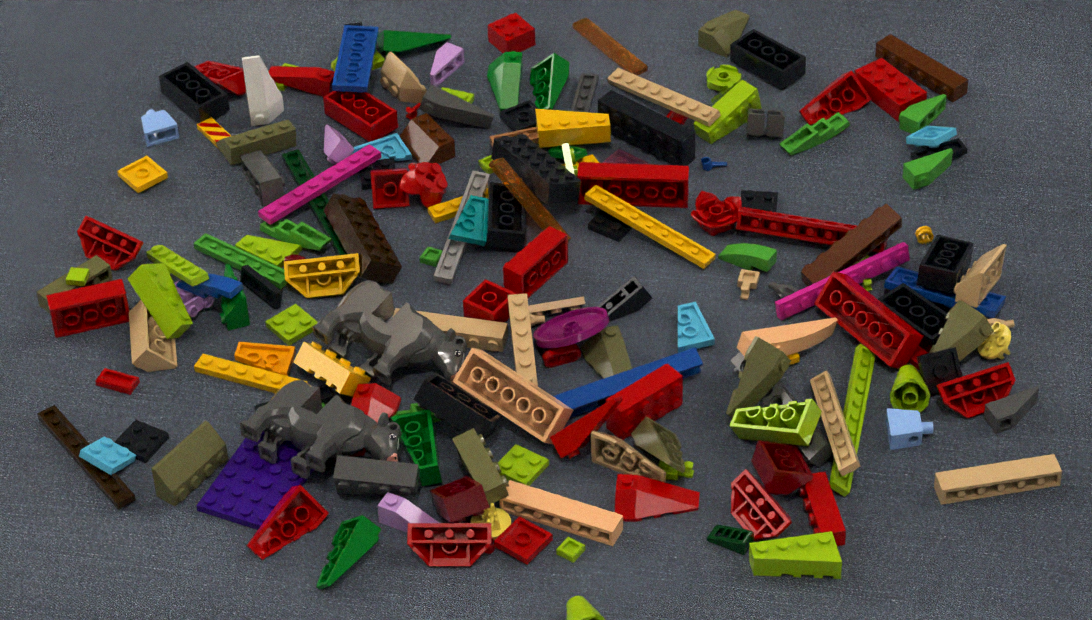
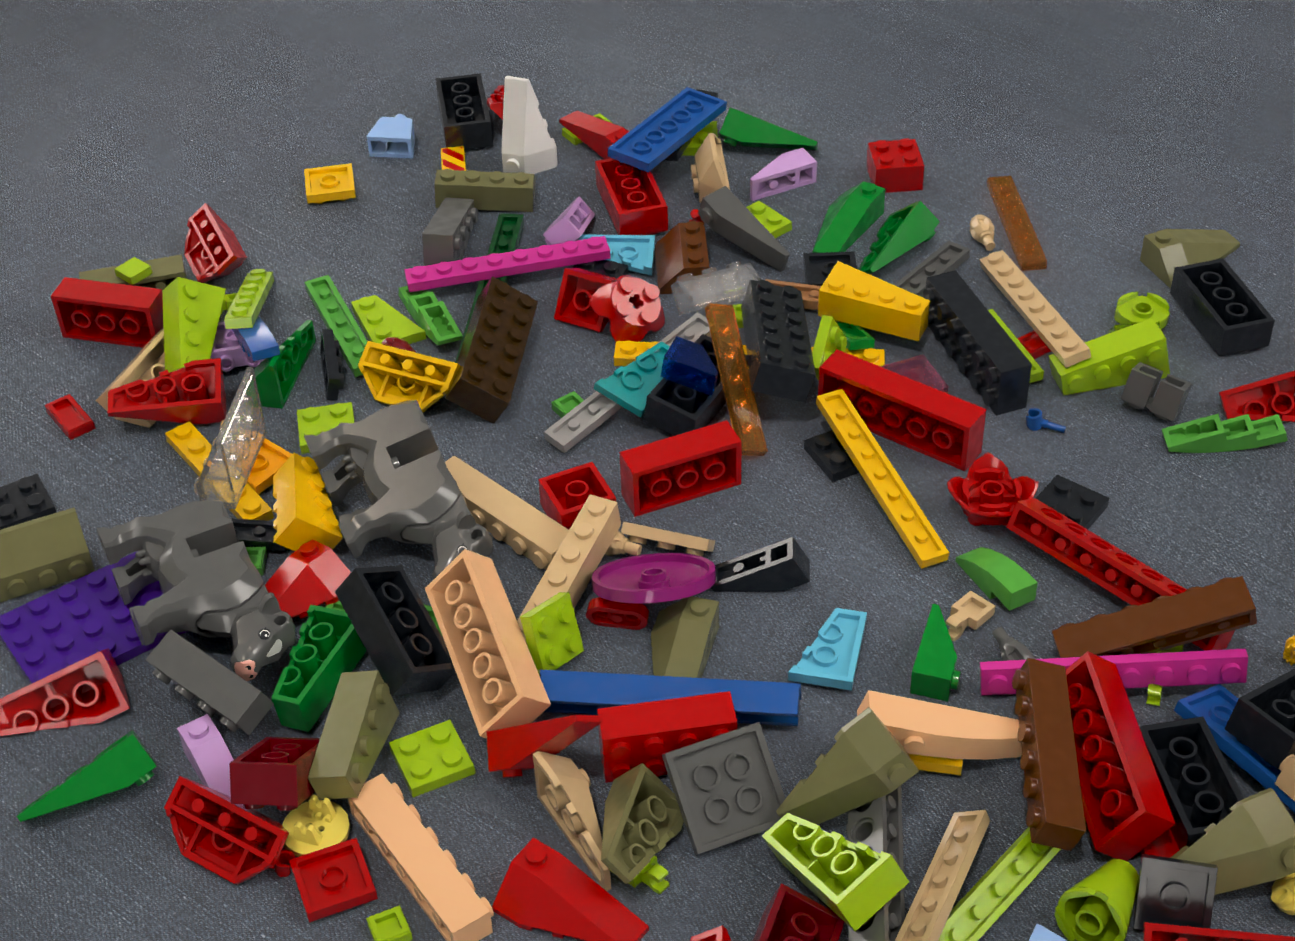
camera: 30 degrees right, 0 degrees up
(191, 338) = (178, 396): none -> red wedge
(261, 350) = (235, 447): none -> clear slope
(466, 152) = (713, 287): none -> clear slope
(503, 203) = (690, 366): none -> clear blue slope
(541, 374) = (552, 632): none -> lime plate
(596, 59) = (983, 231): none -> tan piece
(694, 411) = (725, 787): none -> dark grey plate
(748, 309) = (936, 660): none -> green slope
(843, 328) = (1048, 755): none -> reddish brown brick

